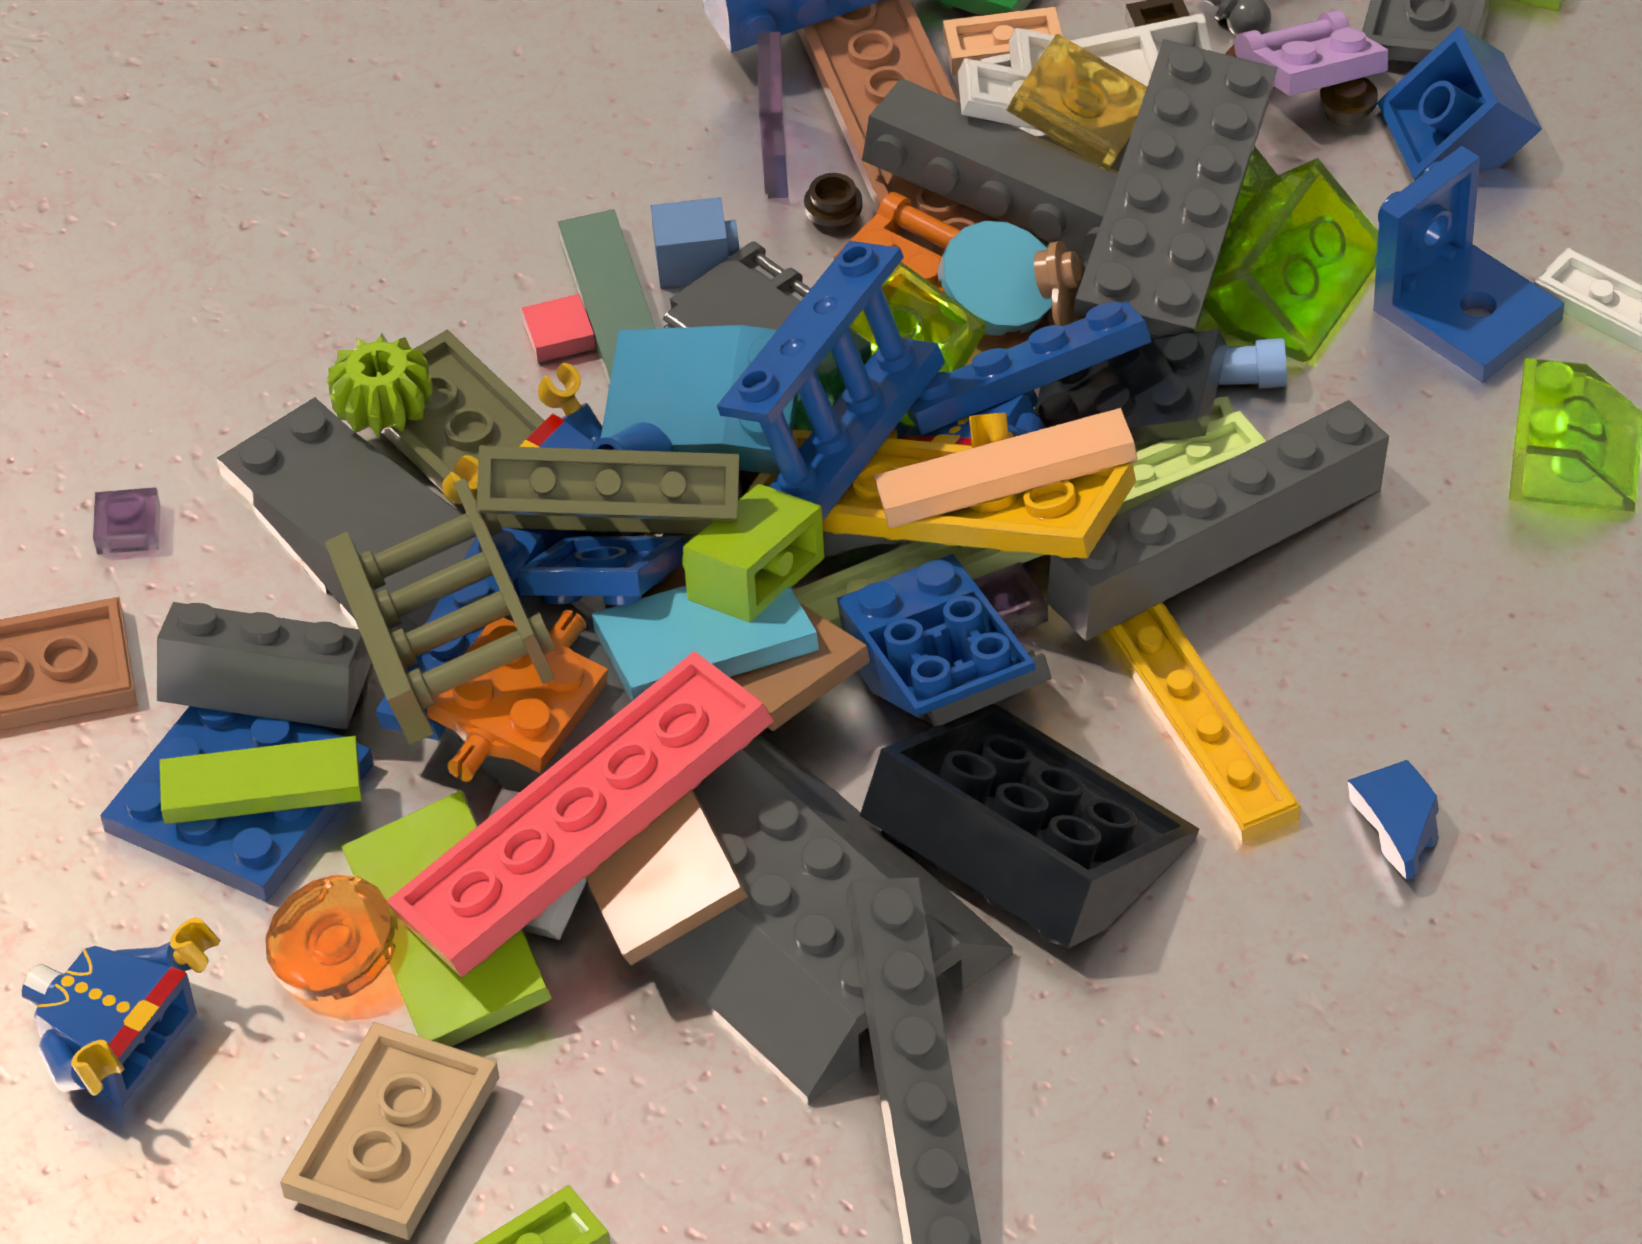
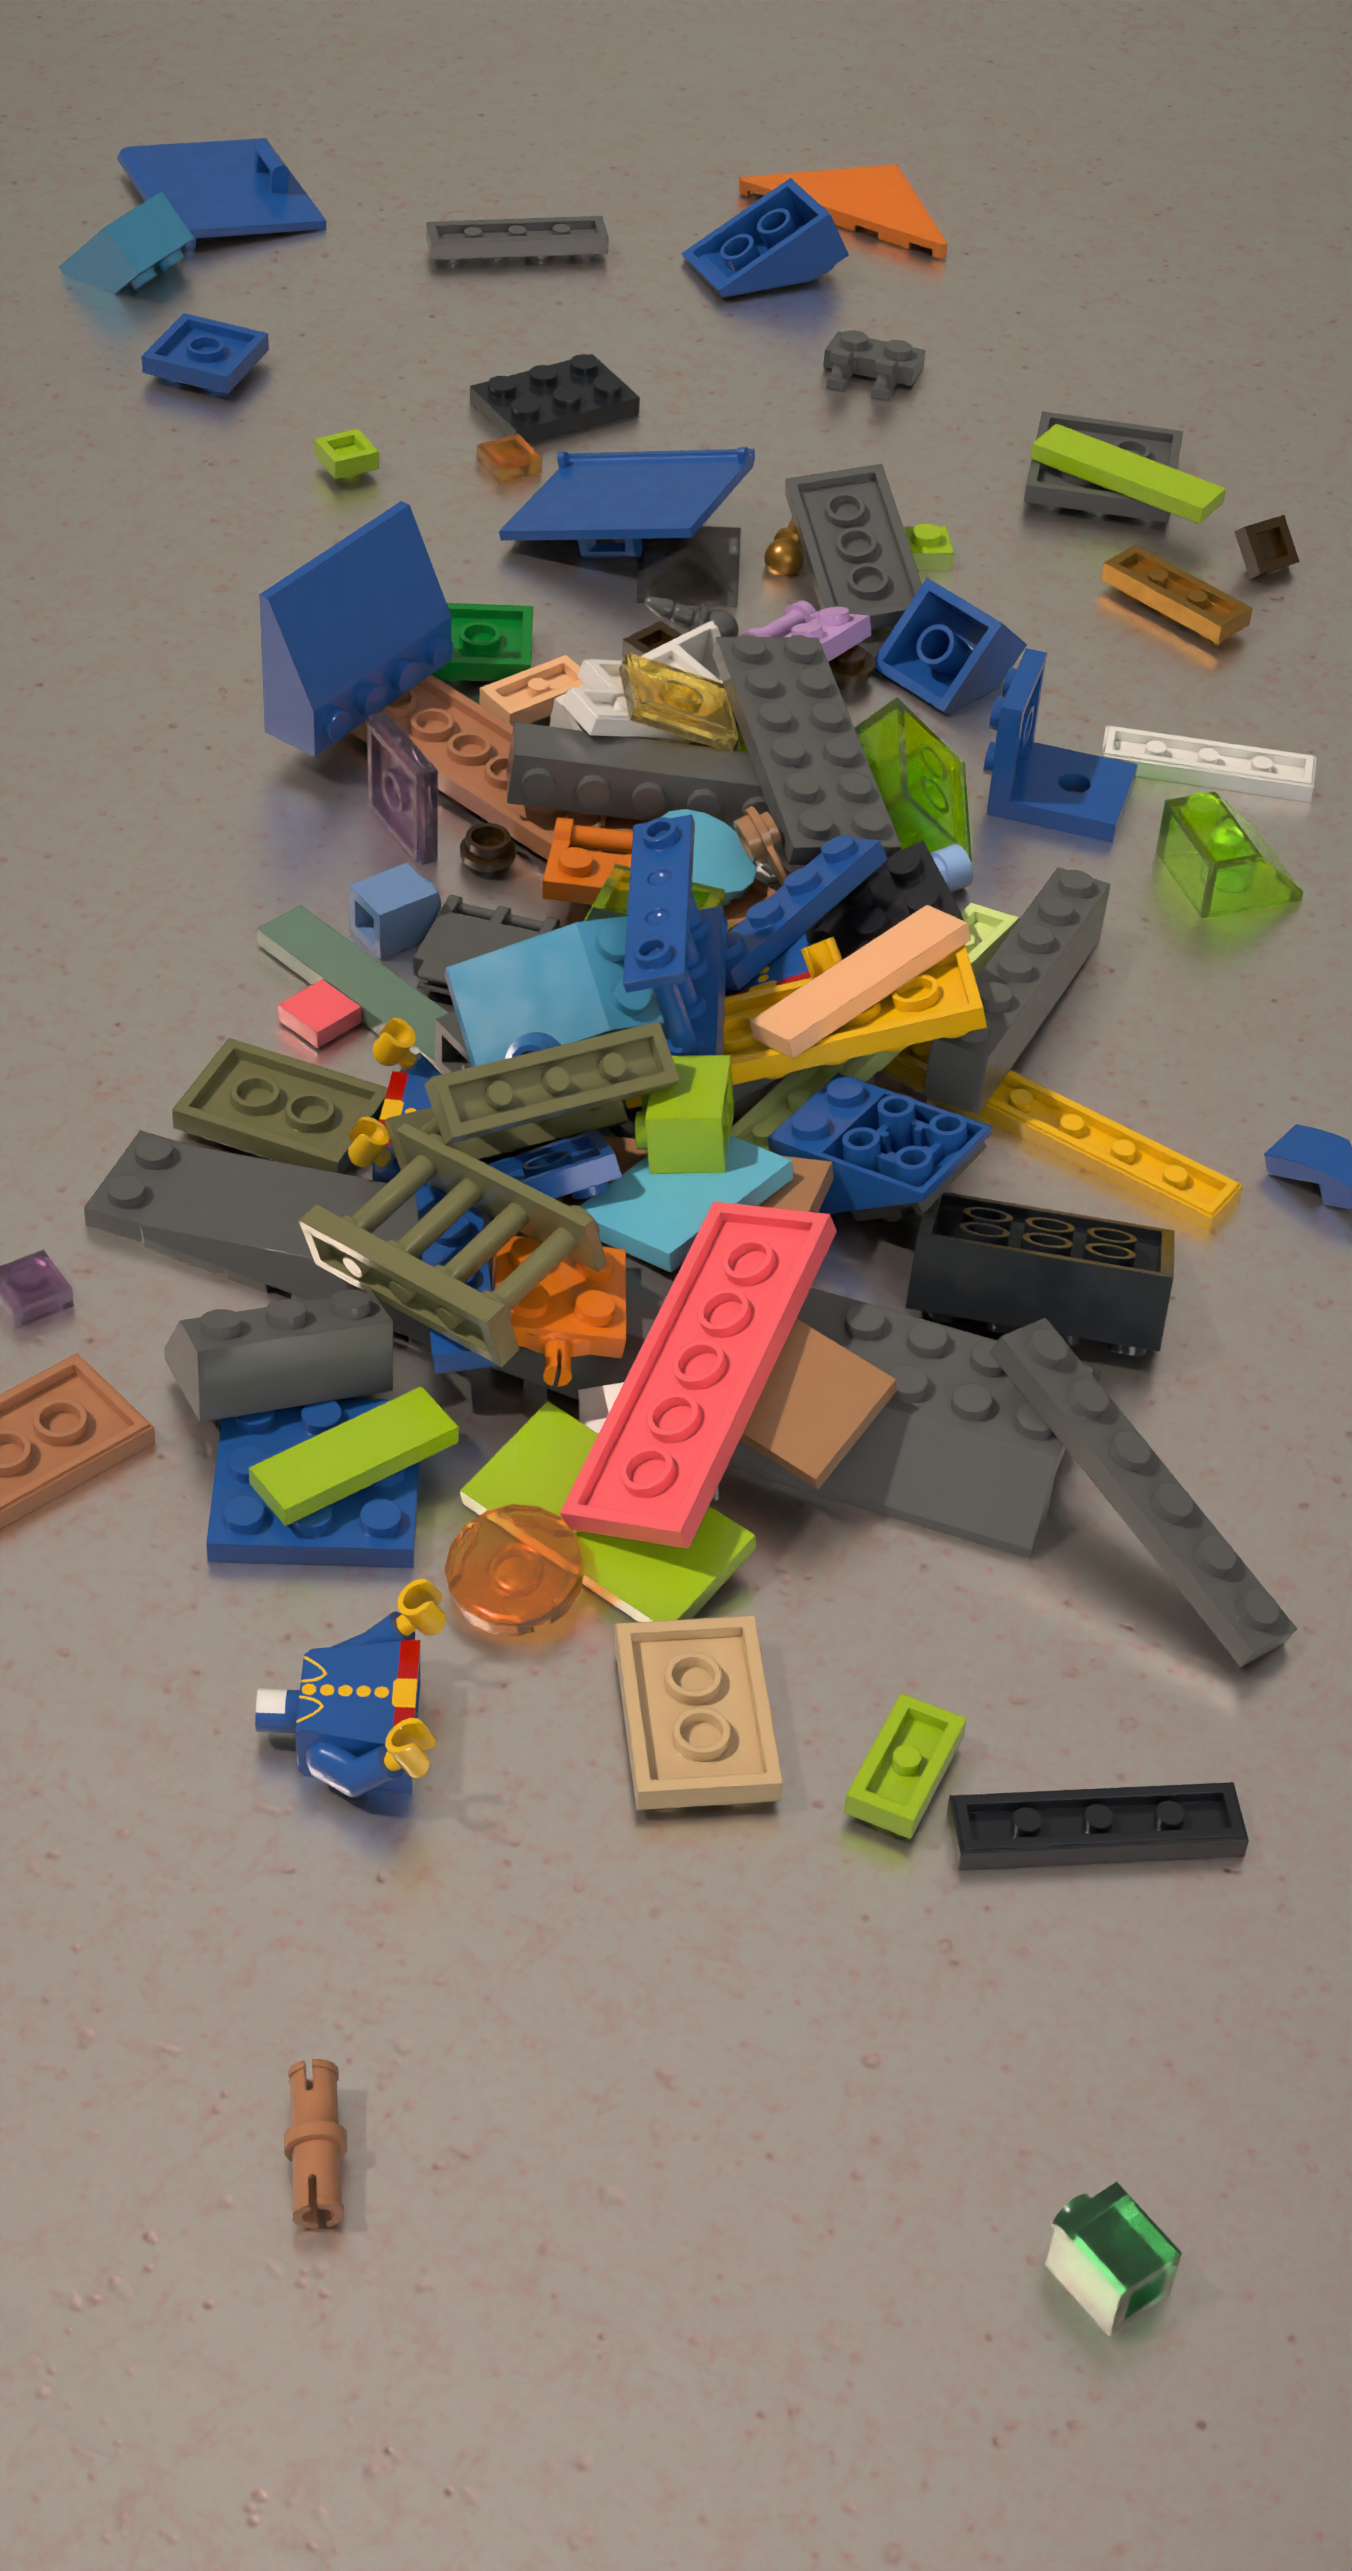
camera: 35 degrees left, 5 degrees down
(379, 385) = (216, 1092): lime gear -> none

